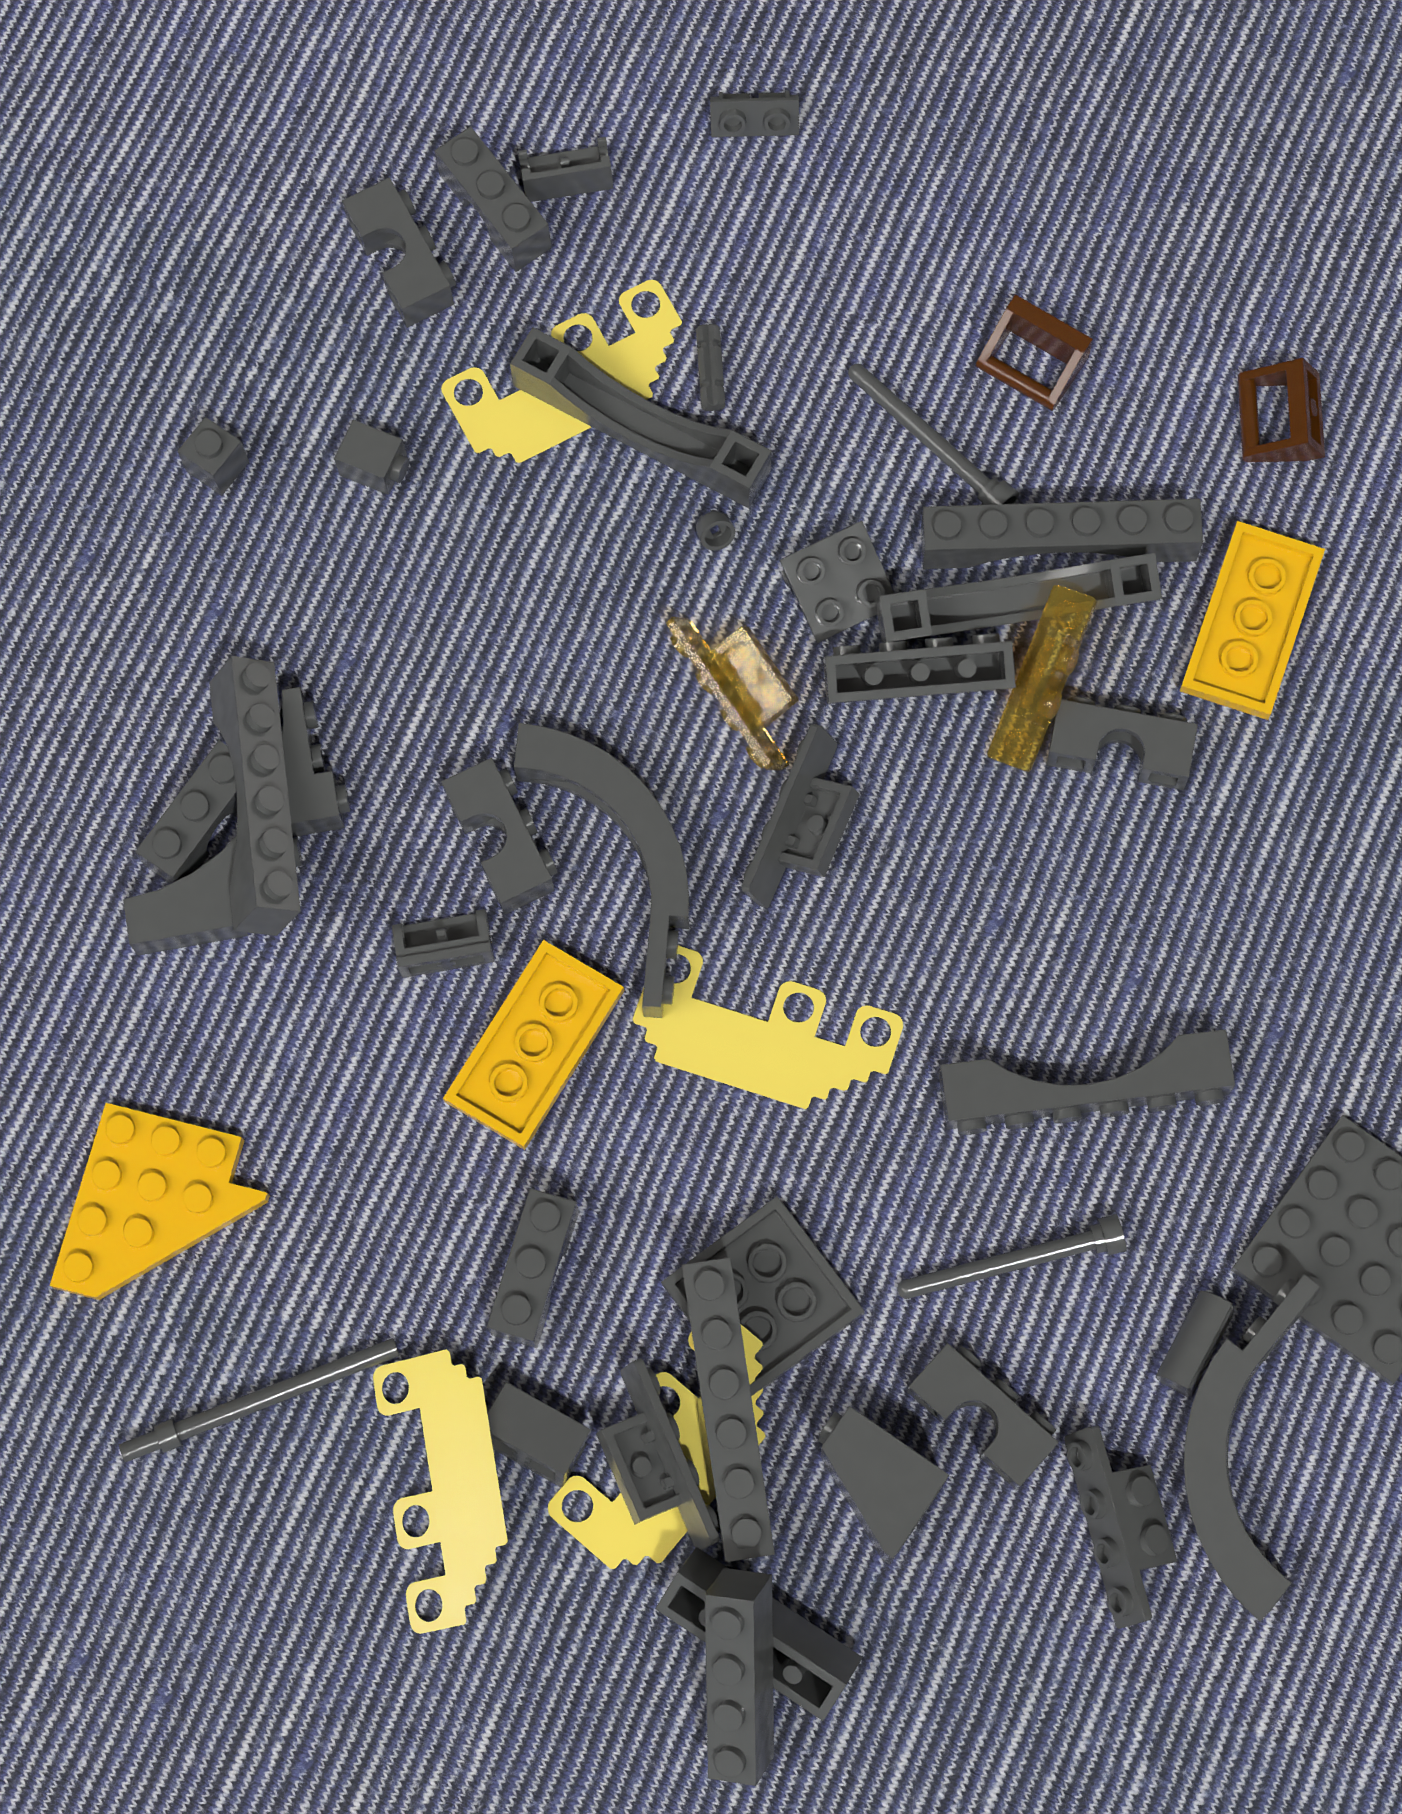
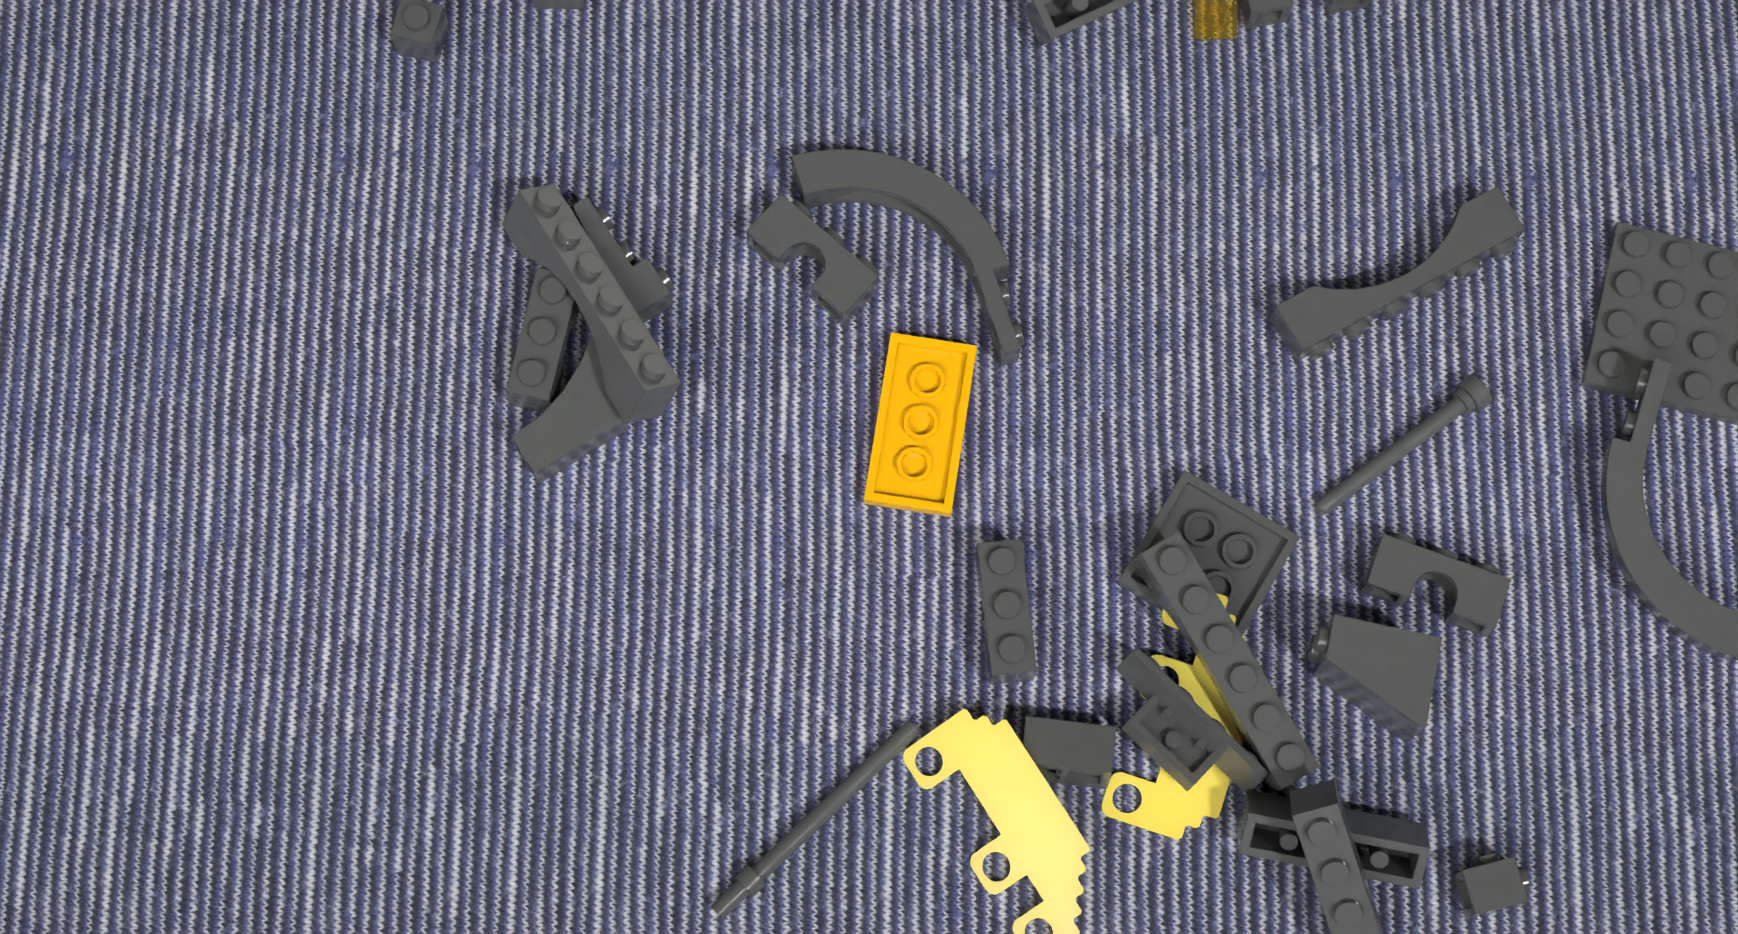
camera: 30 degrees left, 0 degrees up
(146, 1198) = (641, 686): yellow wing -> none
(443, 944) = (805, 369): dark grey hinge -> none
(744, 684) = (967, 52): clear yellow bracket -> none
(760, 1056) = (1113, 361): light yellow piece -> none
(804, 822) = (1071, 149): dark grey bracket -> none
(904, 1748) = (1491, 885): none -> dark grey brick
(1123, 1524) = (1586, 627): dark grey bracket -> none
(1195, 1343) = (1582, 454): dark grey brick -> none

